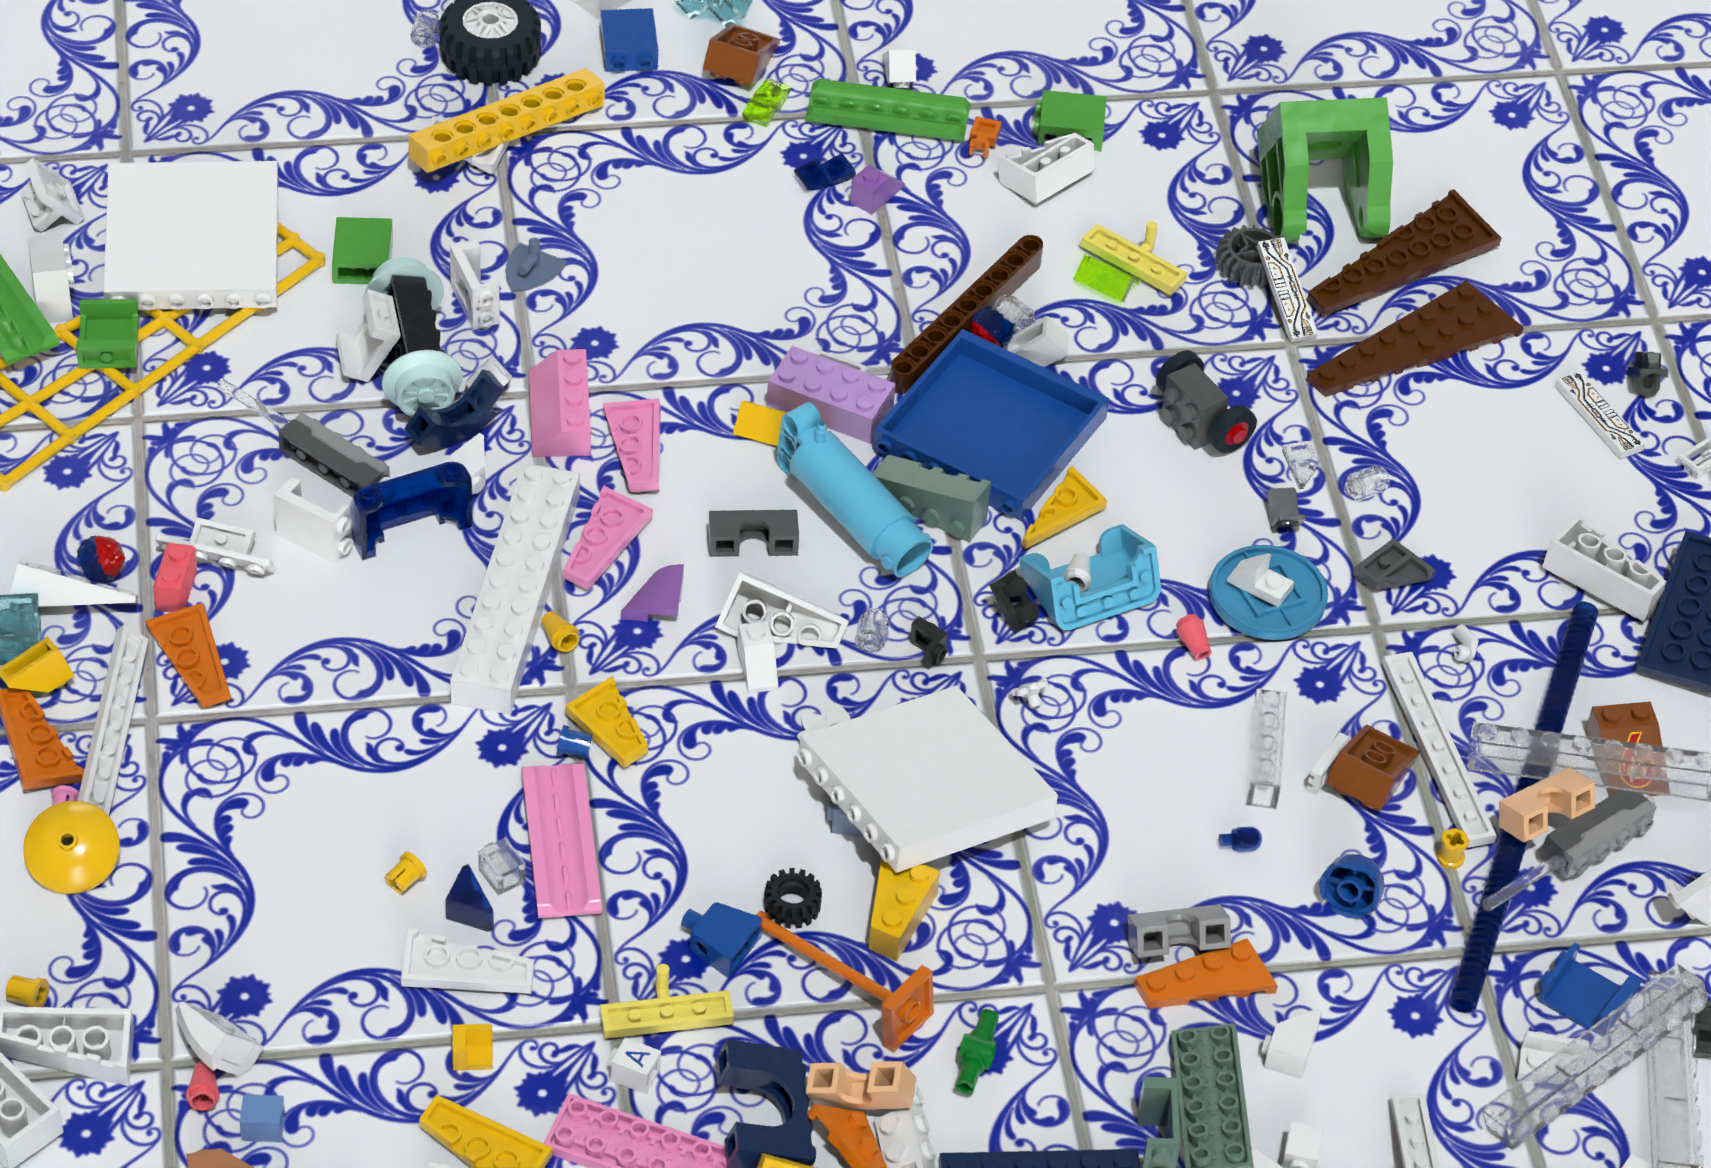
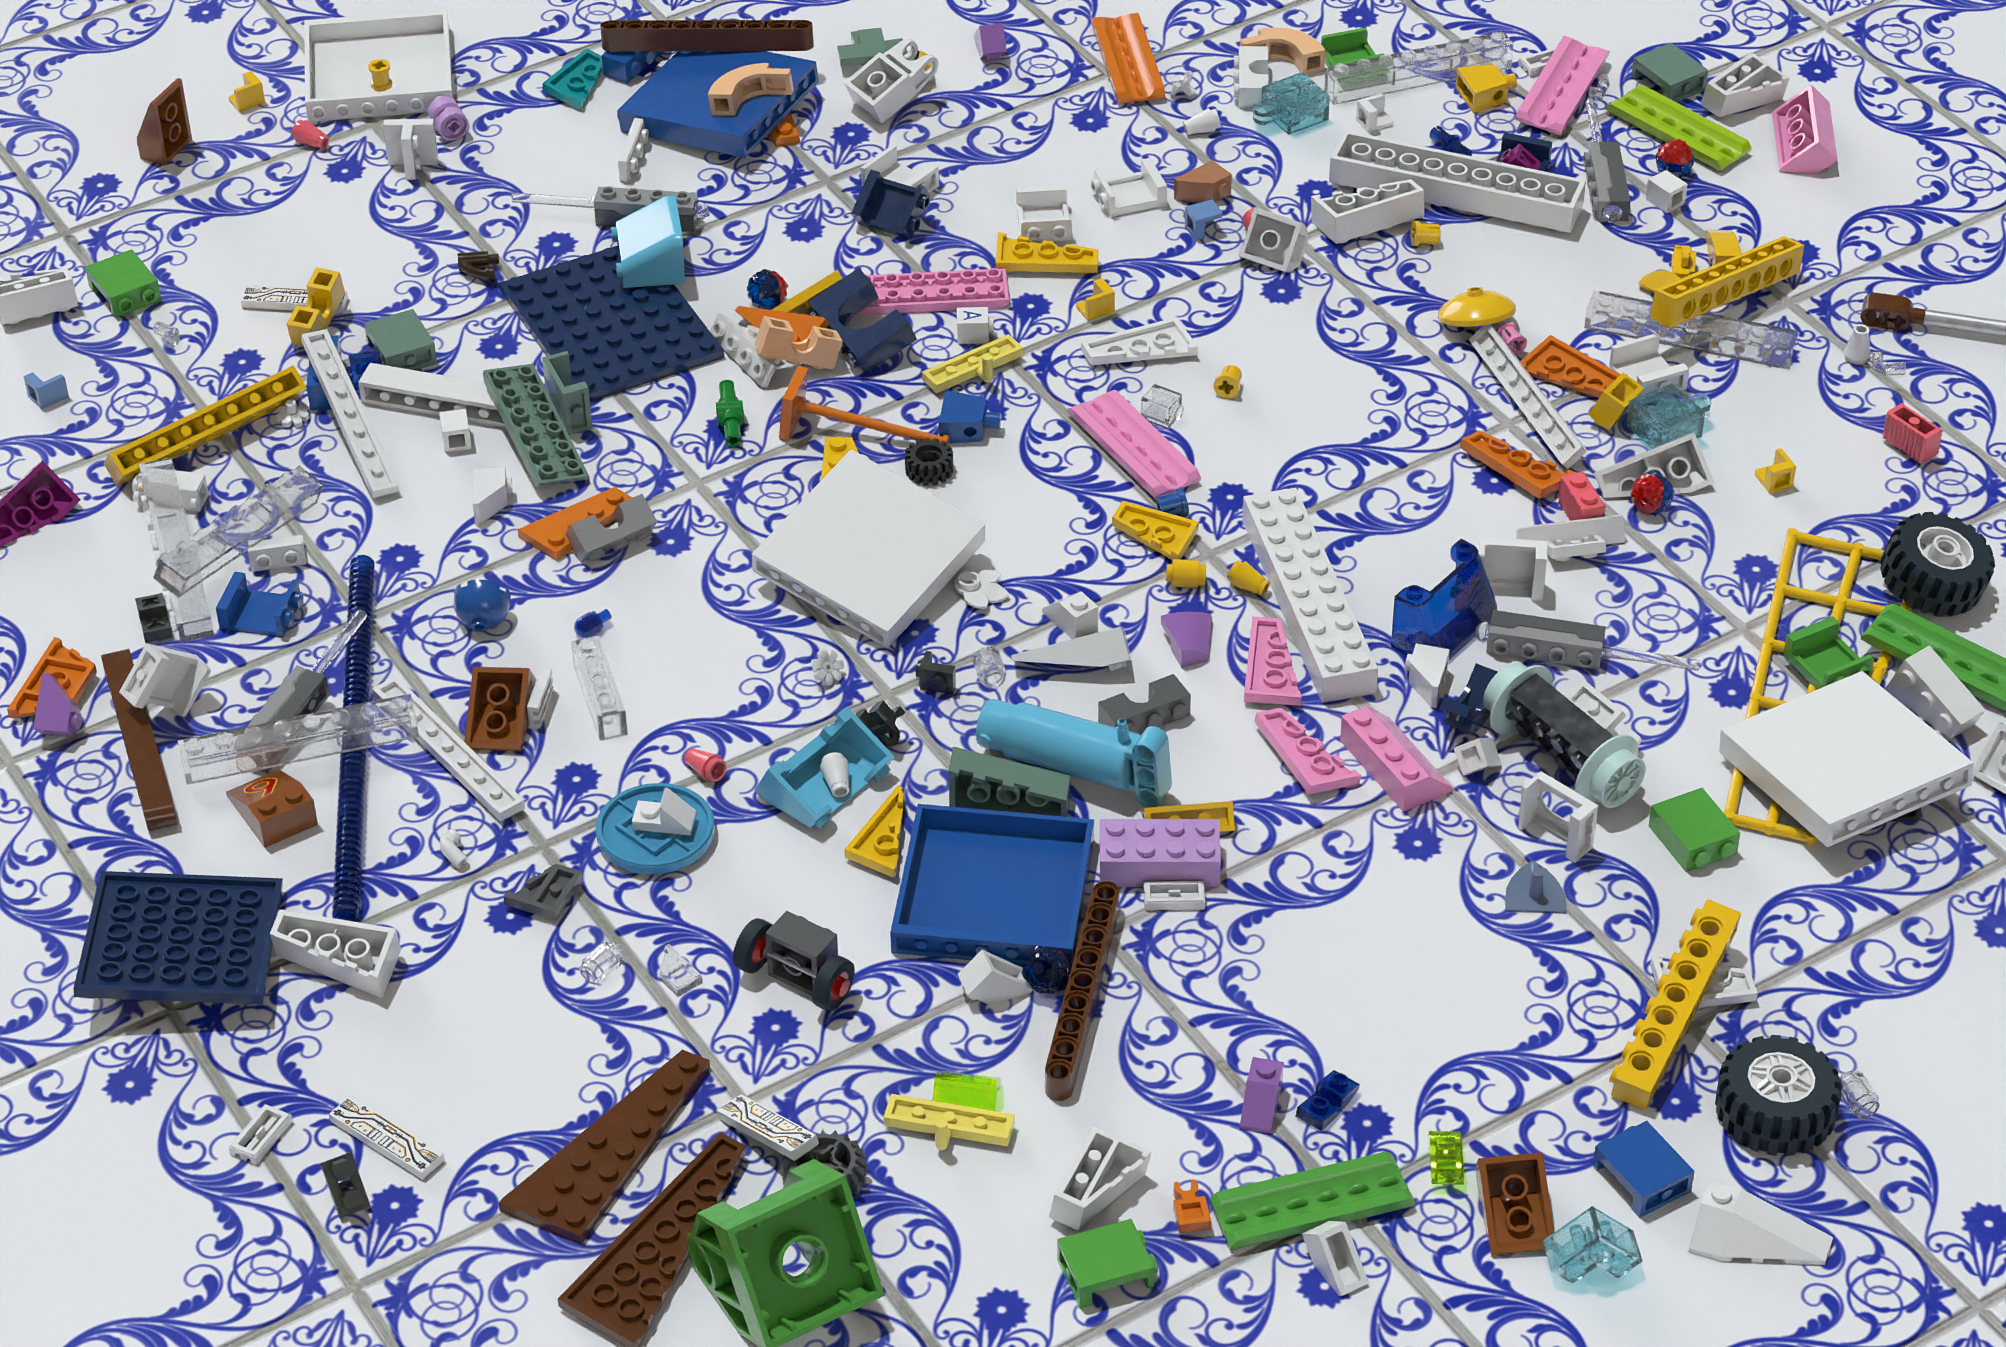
camera: 160 degrees right, 5 degrees down
(468, 903) = (1164, 373): clear blue slope -> none
(616, 658) = (1186, 573): none -> yellow brick
(1015, 312) = (1036, 1006): clear brick -> none
(1284, 508) = (672, 908): dark grey bracket -> none
(1451, 853) = (406, 665): yellow bush -> none
(1527, 810) = (348, 676): light nougat arch -> none

